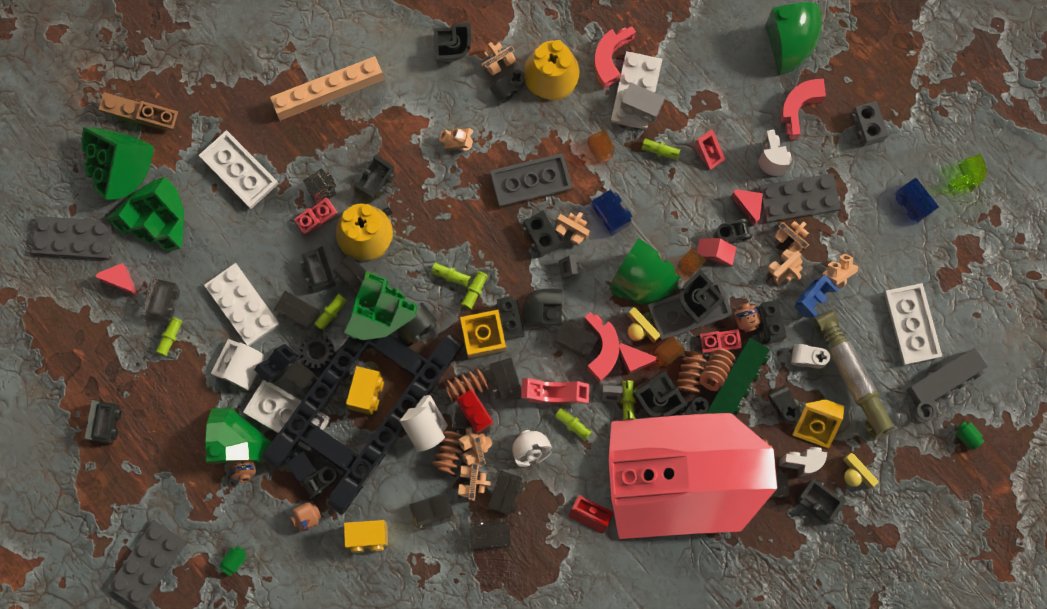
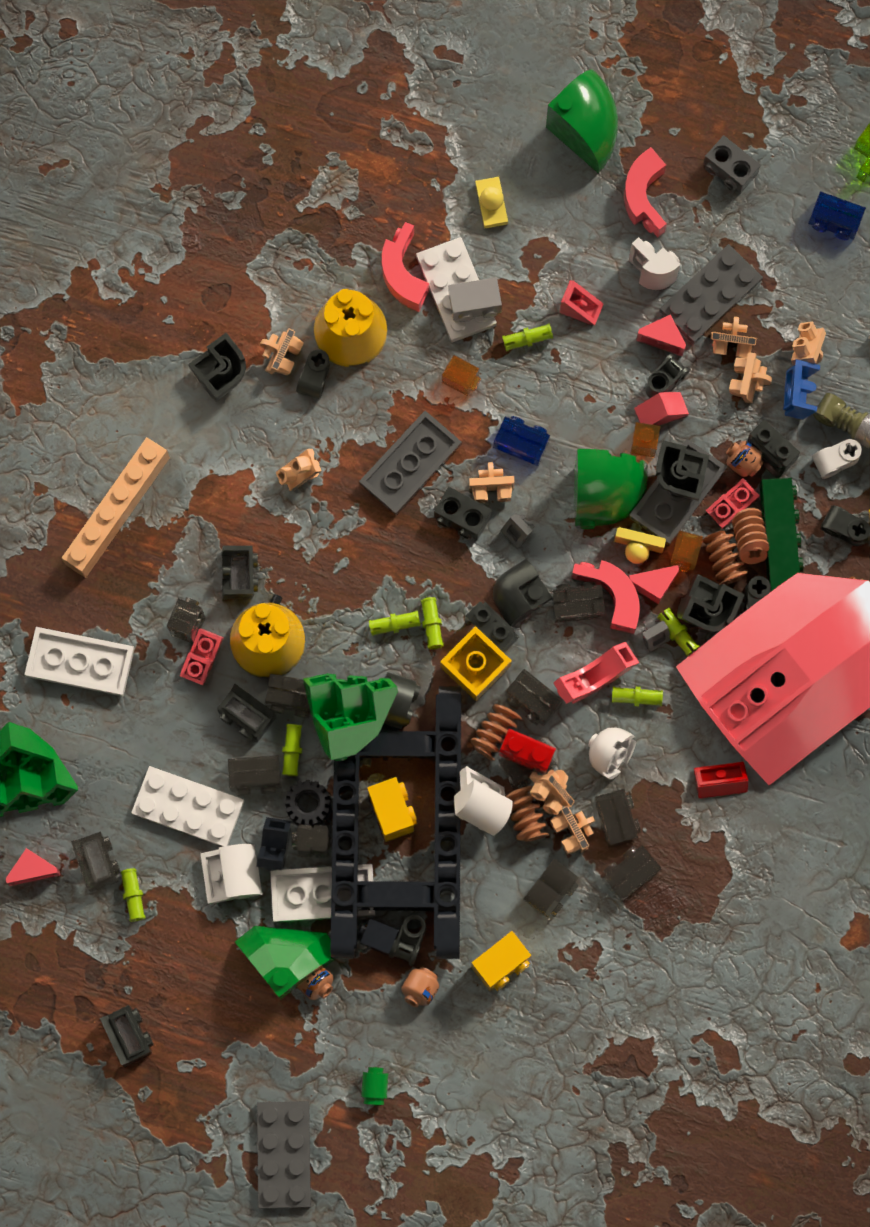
camera: 30 degrees left, 0 degrees up
(697, 50) = (491, 202): none -> light yellow tile

